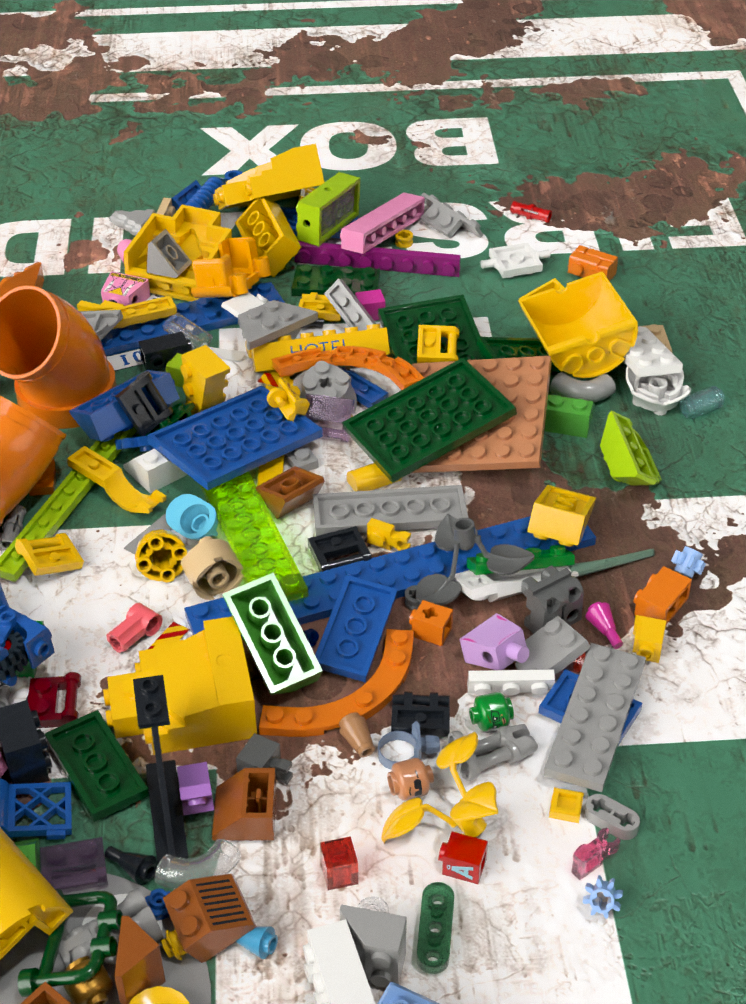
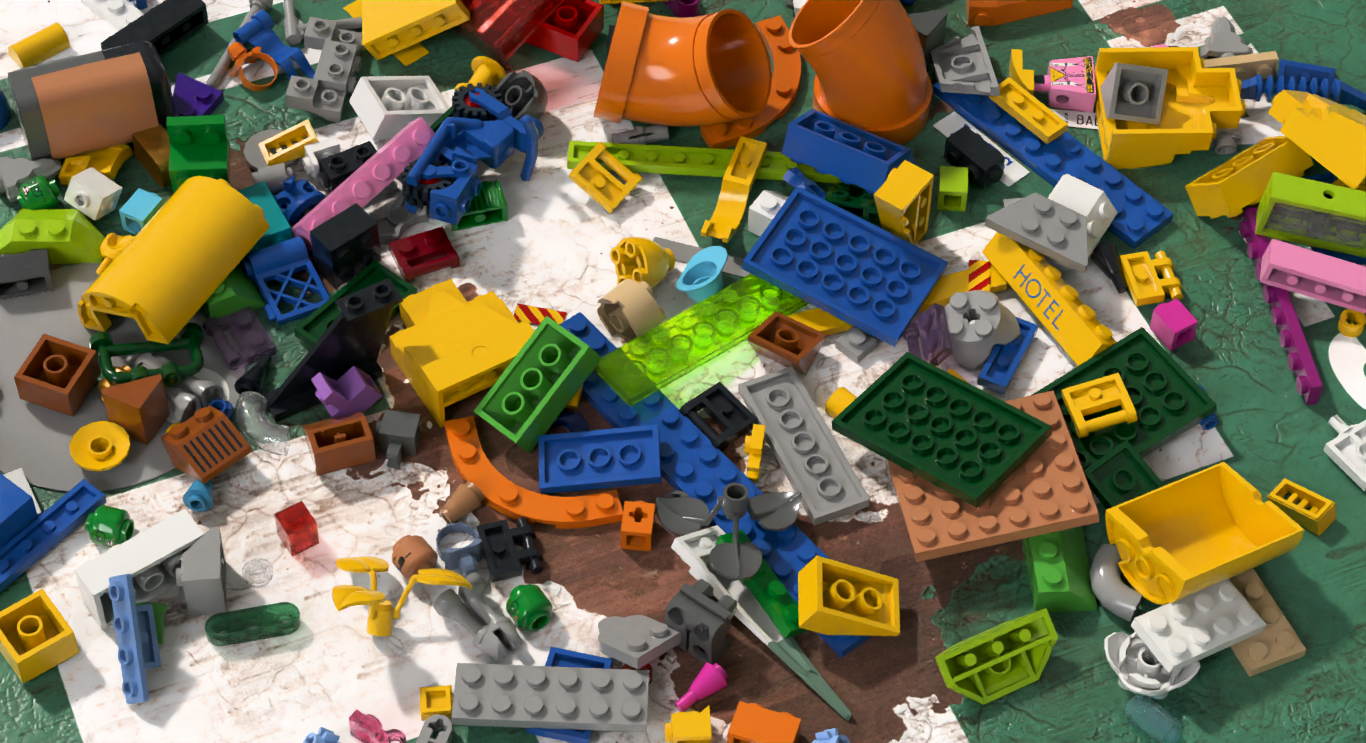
camera: 70 degrees right, 10 degrees up
(138, 622) = (544, 284): coral piece -> none
(139, 408) = (827, 163): black plate -> none
(191, 331) = (1018, 166): clear brick -> none
(232, 272) = (1132, 173): light orange container -> none
(287, 400) = (929, 284): yellow hips -> none
(321, 278) = (1215, 280): dark green plate -> none
(348, 305) = (1141, 302): light grey plate -> none
(396, 369) = (1035, 328): orange plate -> none
(463, 857) = (335, 628): red brick -> none
(495, 644) = (623, 587): lavender torso -> none
(510, 681) = (575, 614): white plate -> none

